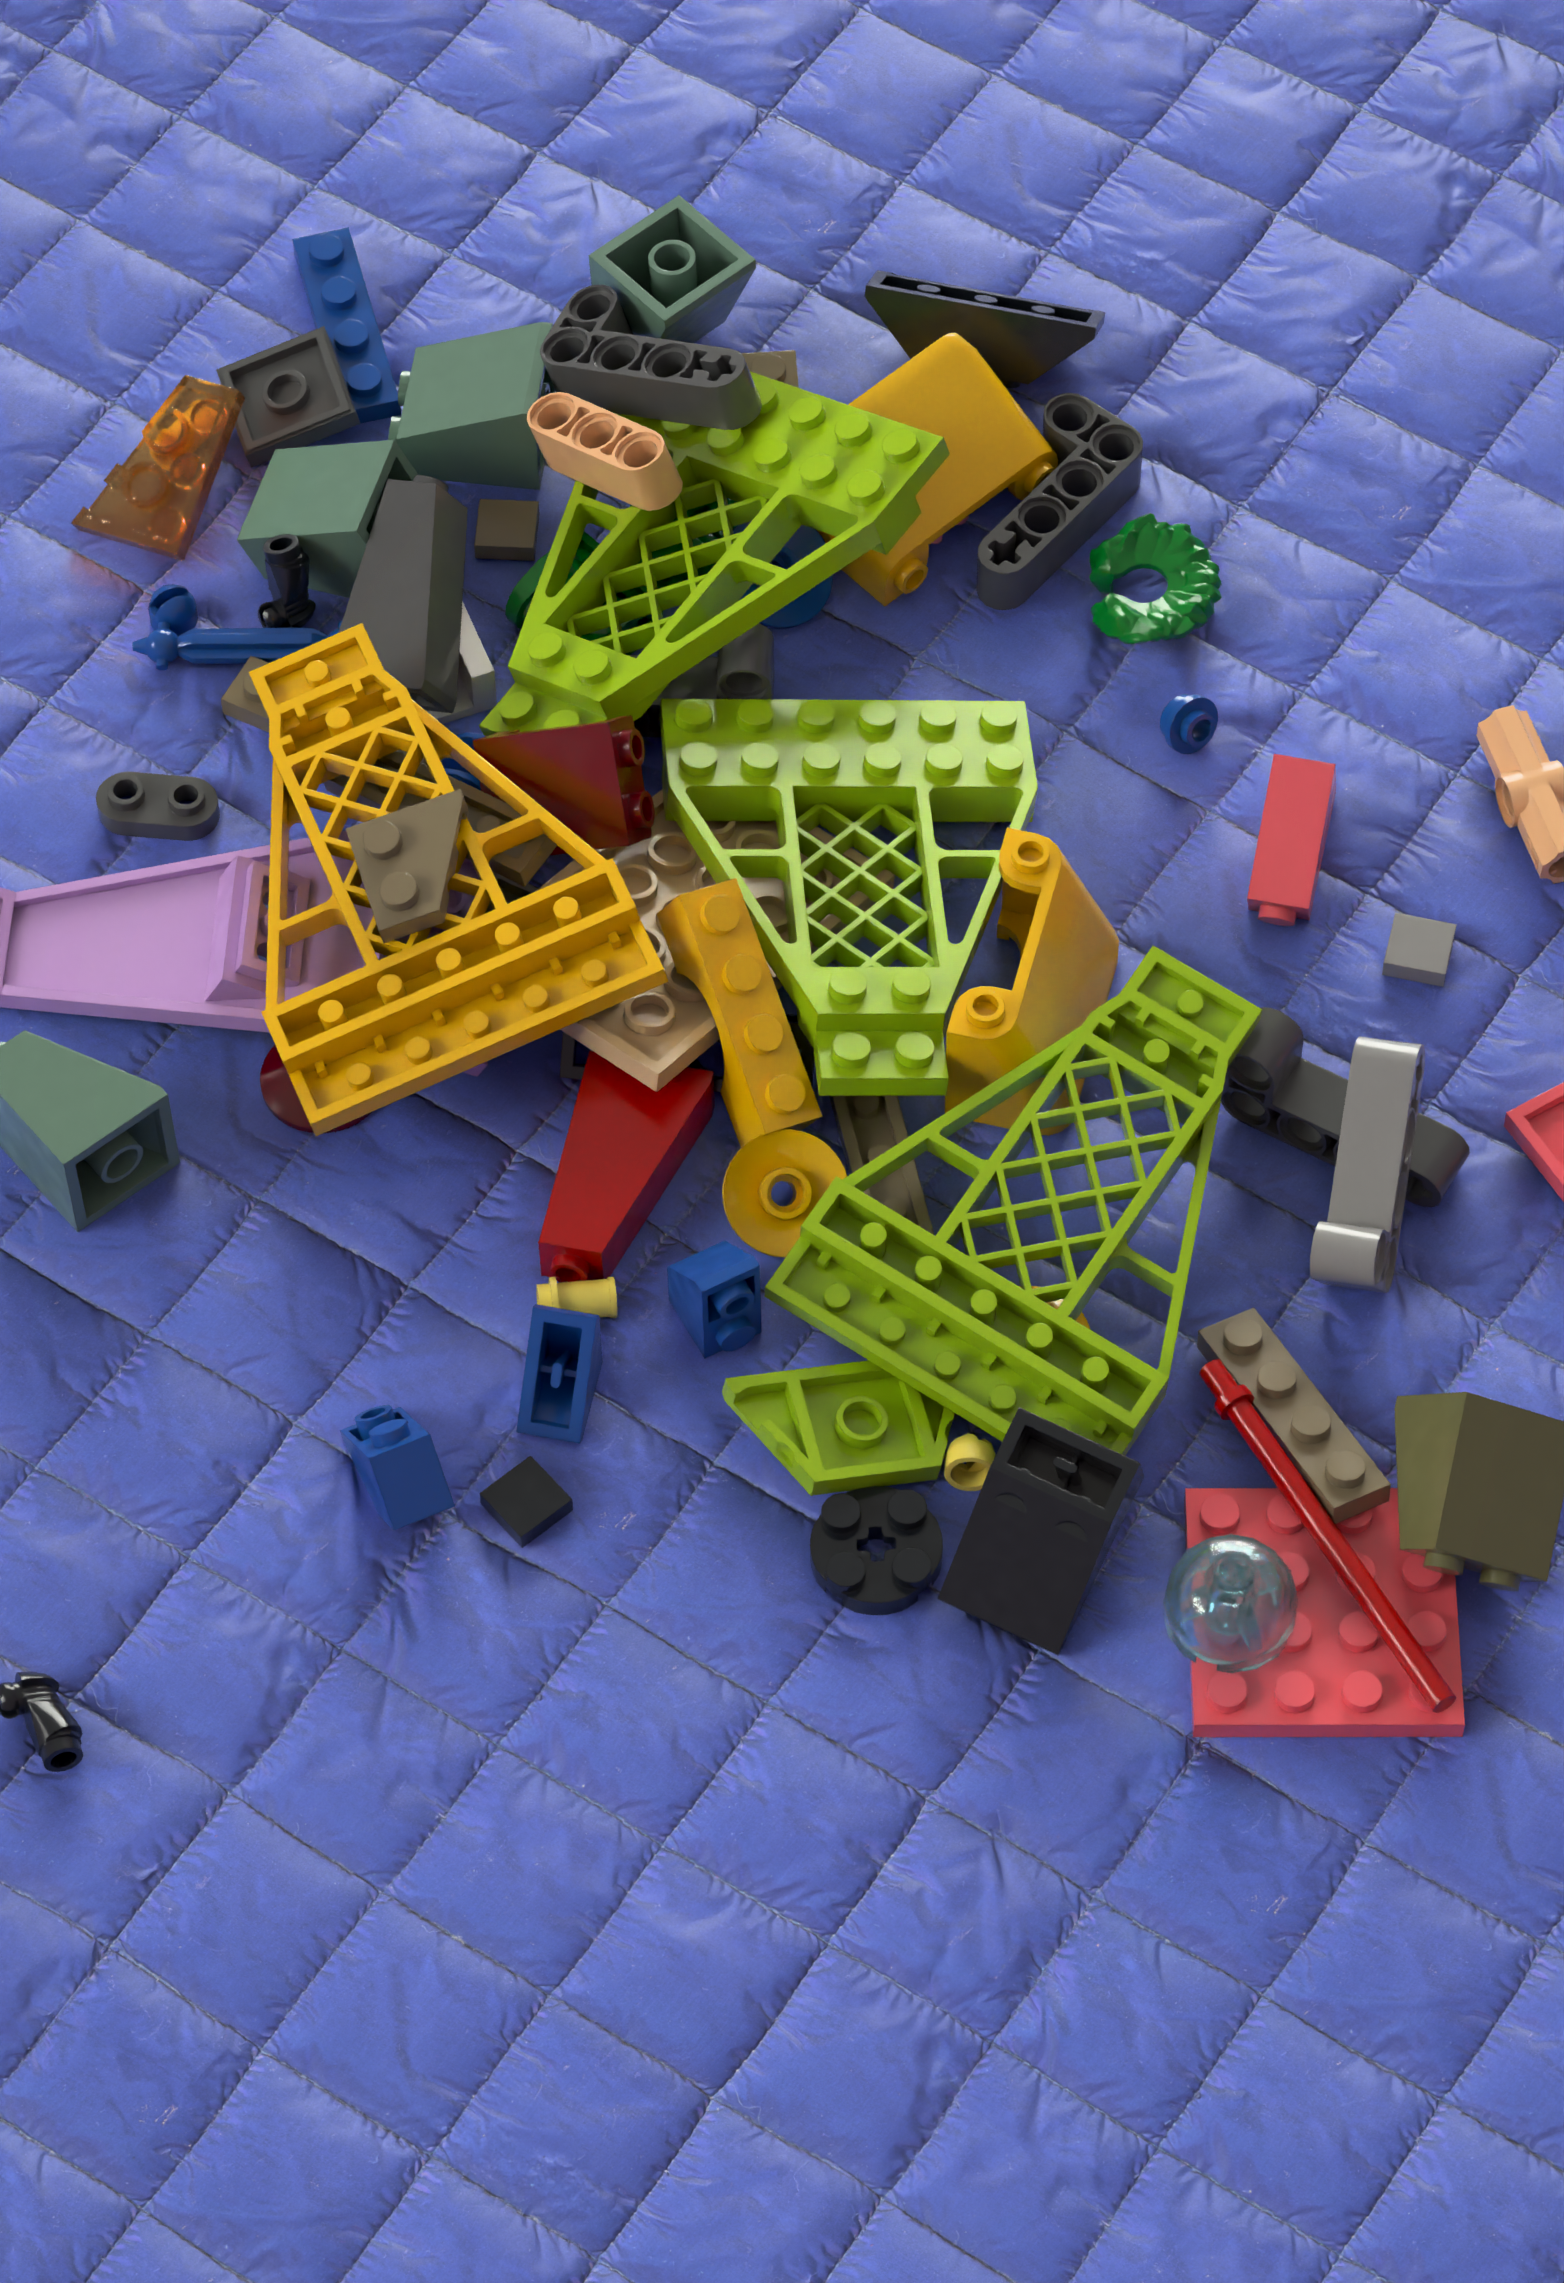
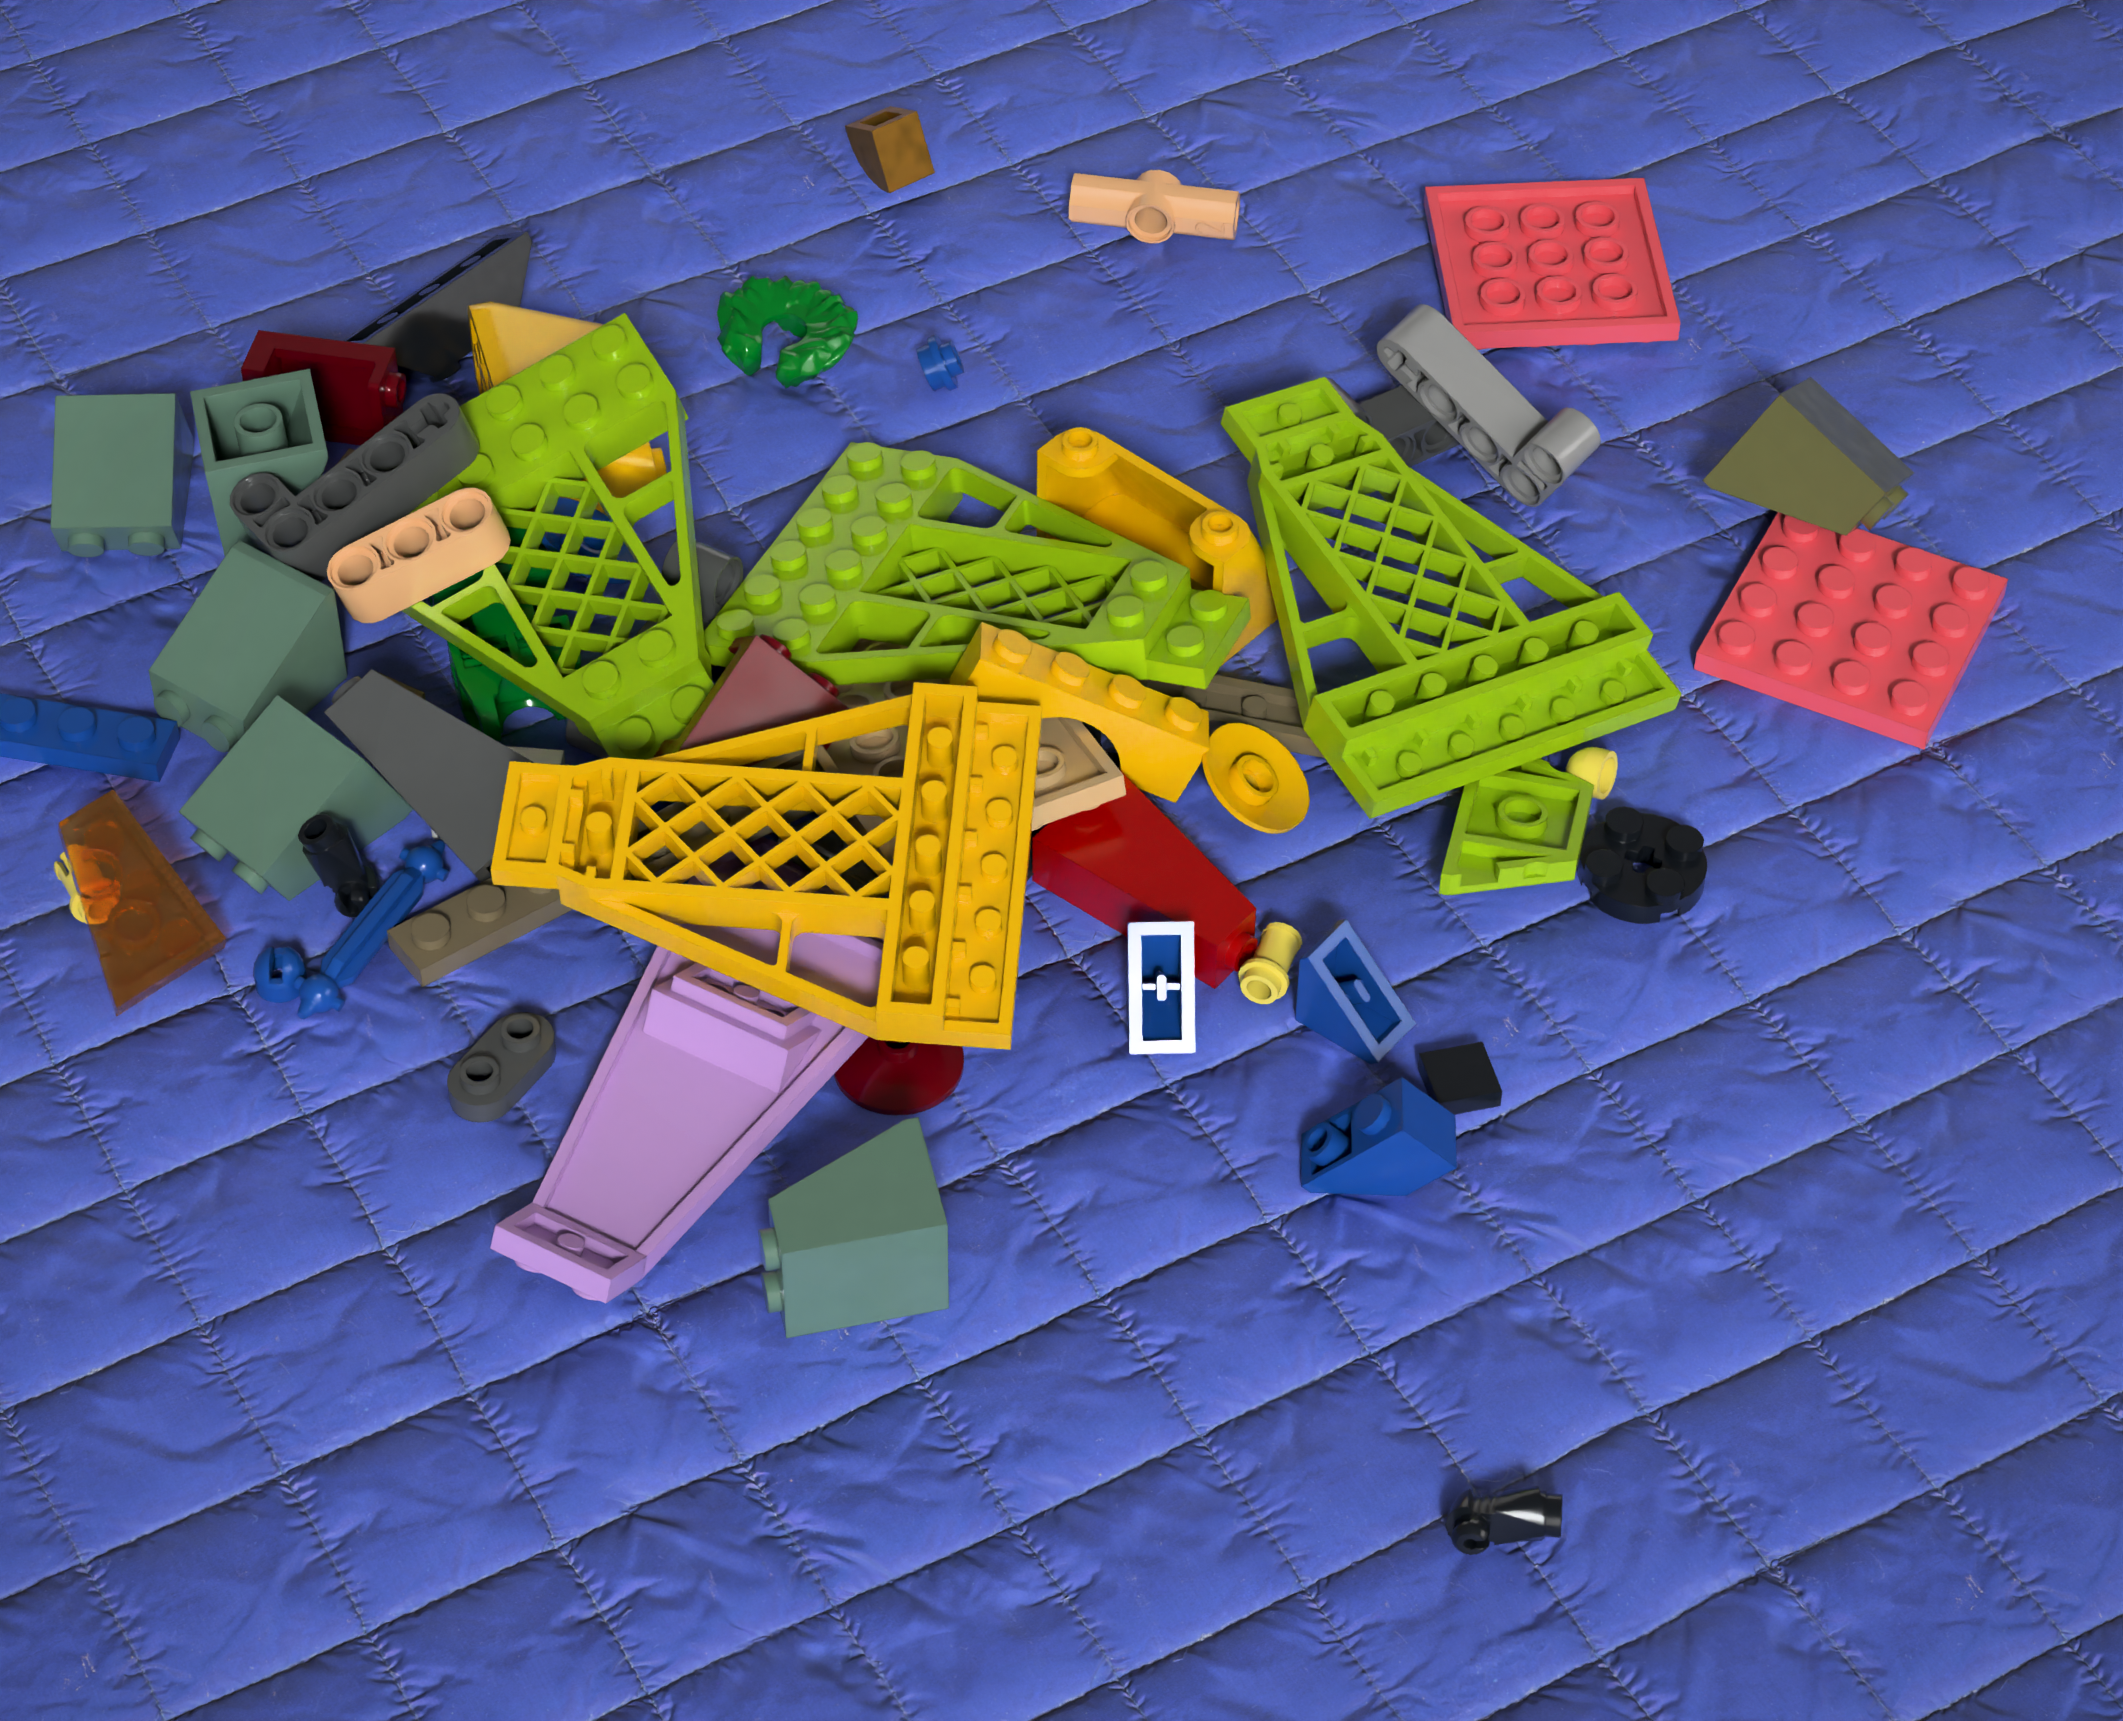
camera: 65 degrees left, 10 degrees down
(290, 396) = (93, 764): dark grey plate -> none
(408, 863) = (811, 827): dark tan wing -> none
(485, 1229) = (1160, 987): none -> slope
(628, 185) = (120, 473): none -> sand green slope
(717, 1297) = (1339, 854): blue slope -> none
(805, 269) = (352, 381): none -> dark red panel
(1040, 1530) = (1711, 729): black slope -> none
(1093, 480) = (665, 331): dark grey beam -> none
(1230, 1603) = (1842, 648): clear light blue cylinder -> none
(1235, 1404) = (1649, 580): red bar -> none
(1291, 839) = (1108, 341): coral slope -> none
(1297, 1415) = (1677, 556): dark tan plate -> none
(1419, 949) = (1252, 329): light grey tile -> none
(1470, 550) = (891, 148): none -> pearl gold brick

